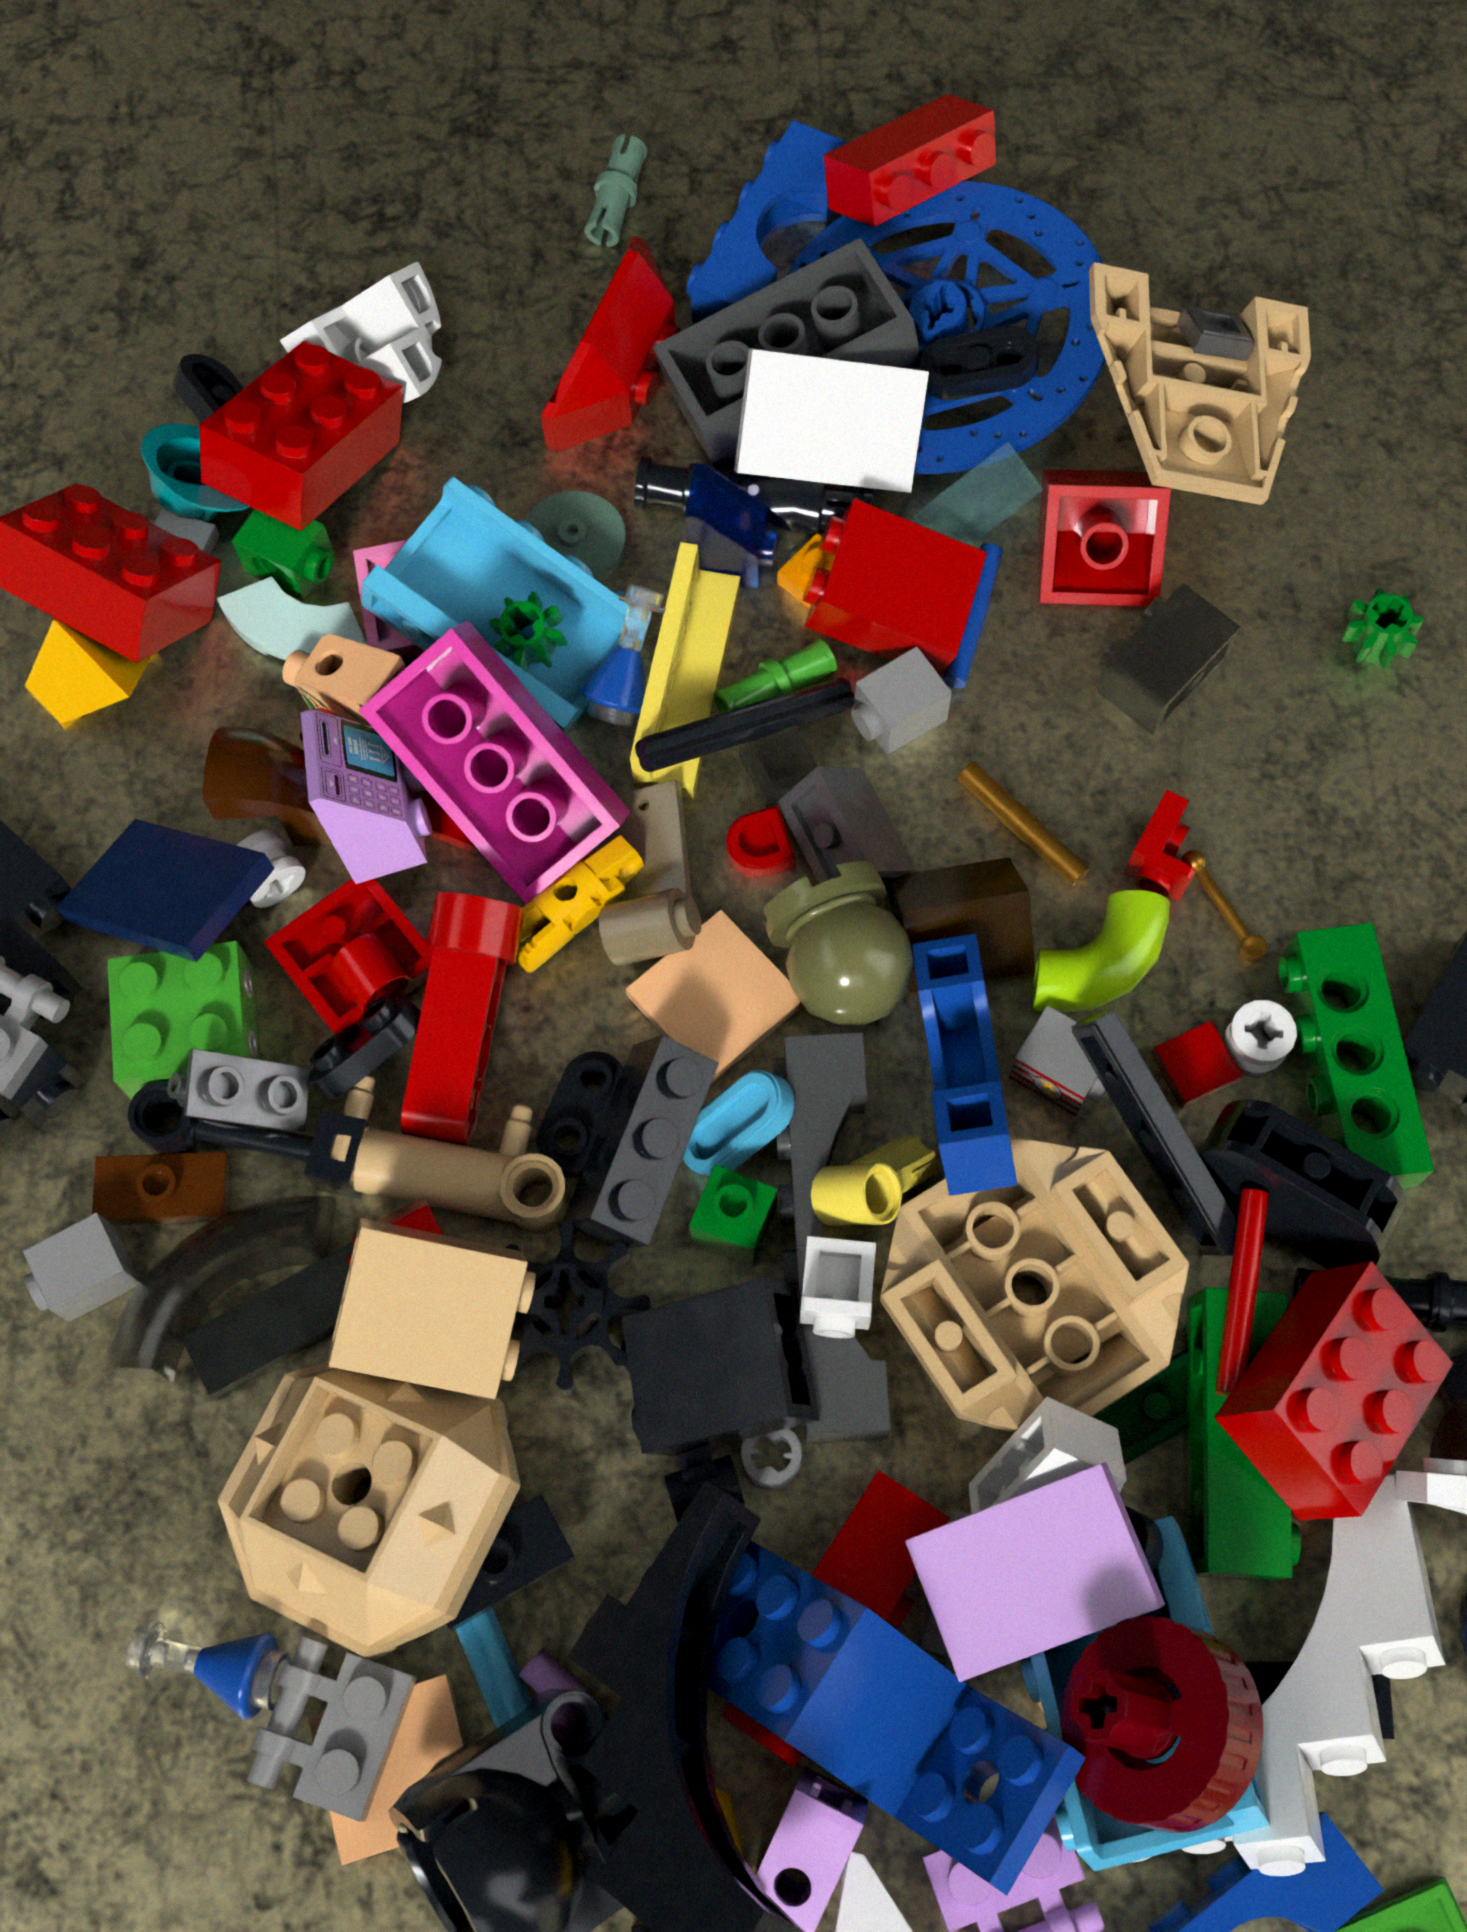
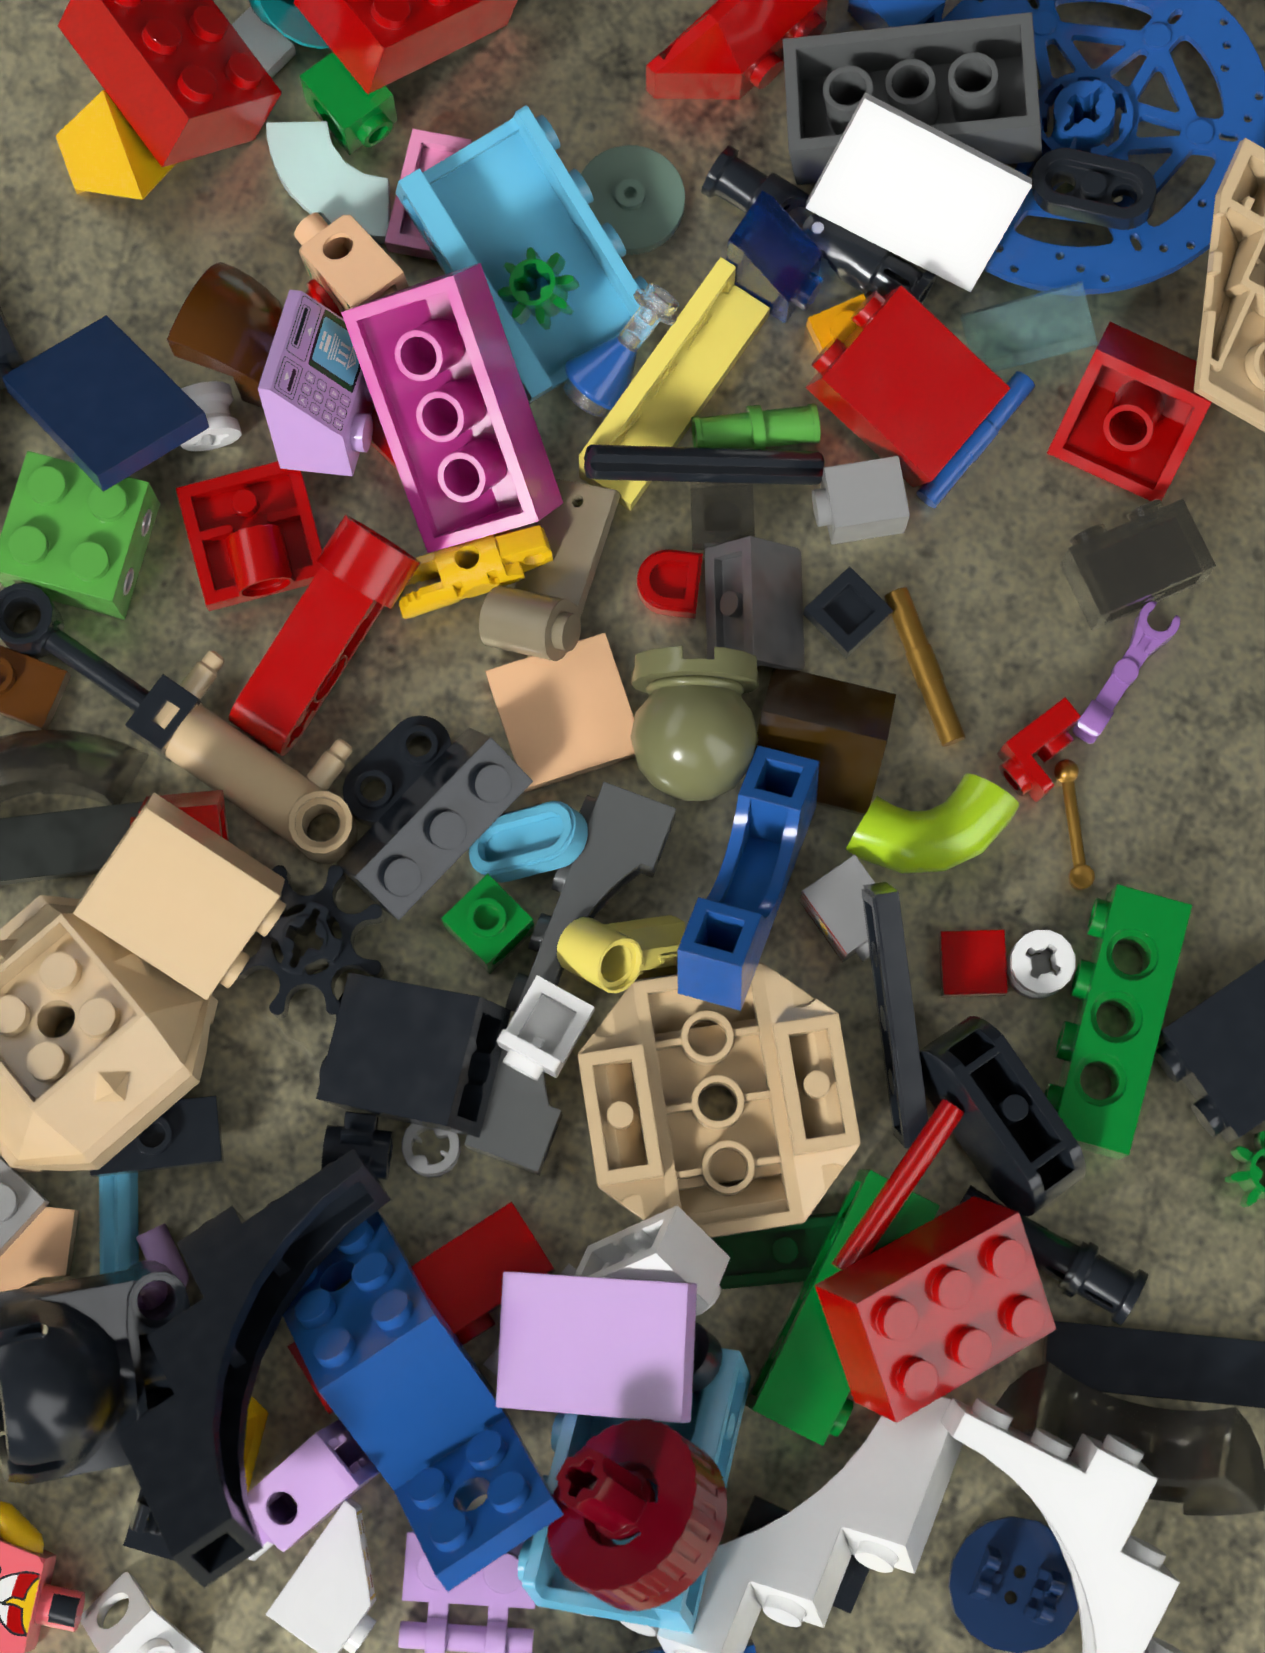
camera: 20 degrees right, 10 degrees up
(242, 1091) = (100, 626): flat silver hinge -> none
(381, 1033) = (225, 629): black plate -> none
(933, 802) = (848, 612): none -> black plate
(1204, 725) = (1123, 674): none -> medium lavender piece

